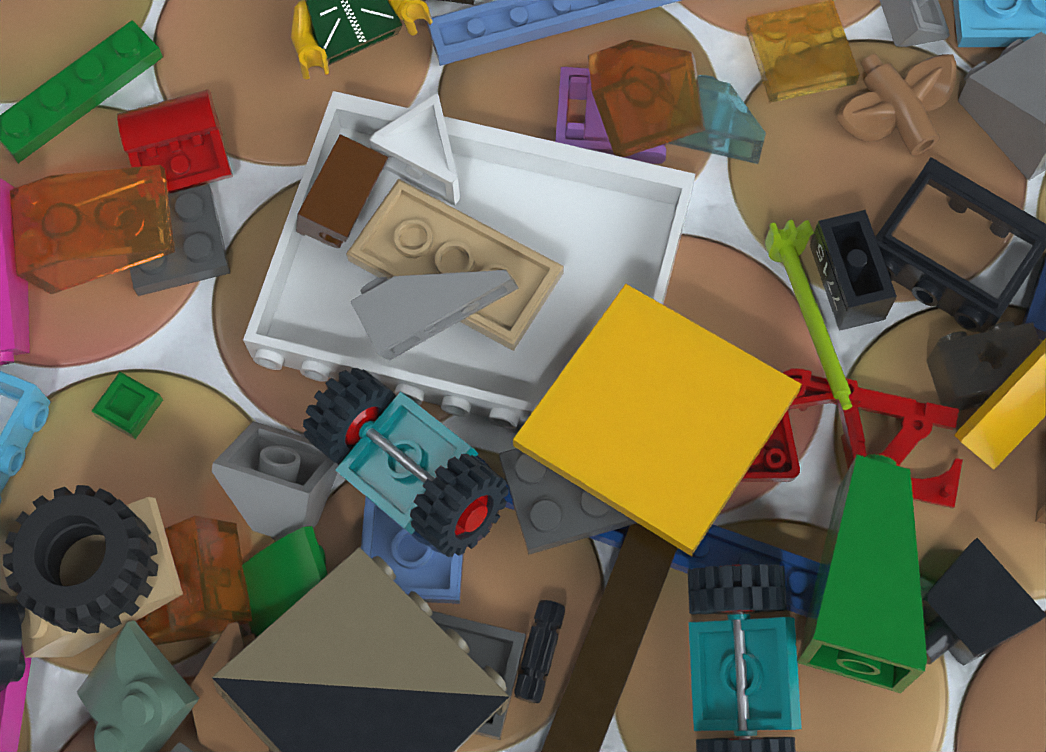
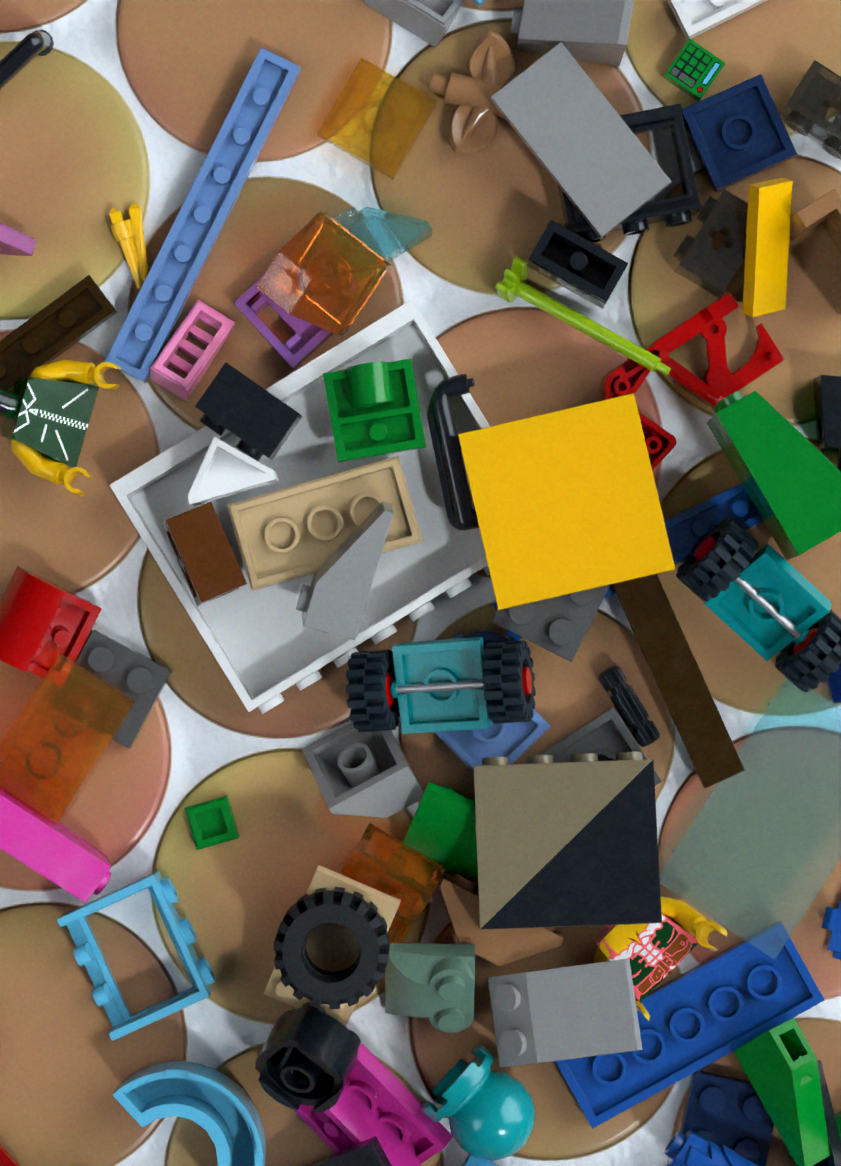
camera: 45 degrees left, 20 degrees up
(481, 88) = (171, 381): none -> bright pink slope
(486, 127) = (247, 412): none -> black brick
(582, 216) = (374, 410): none -> green plate
(623, 271) = (448, 452): none -> black piece
(948, 183) = (580, 140): none -> light grey tile

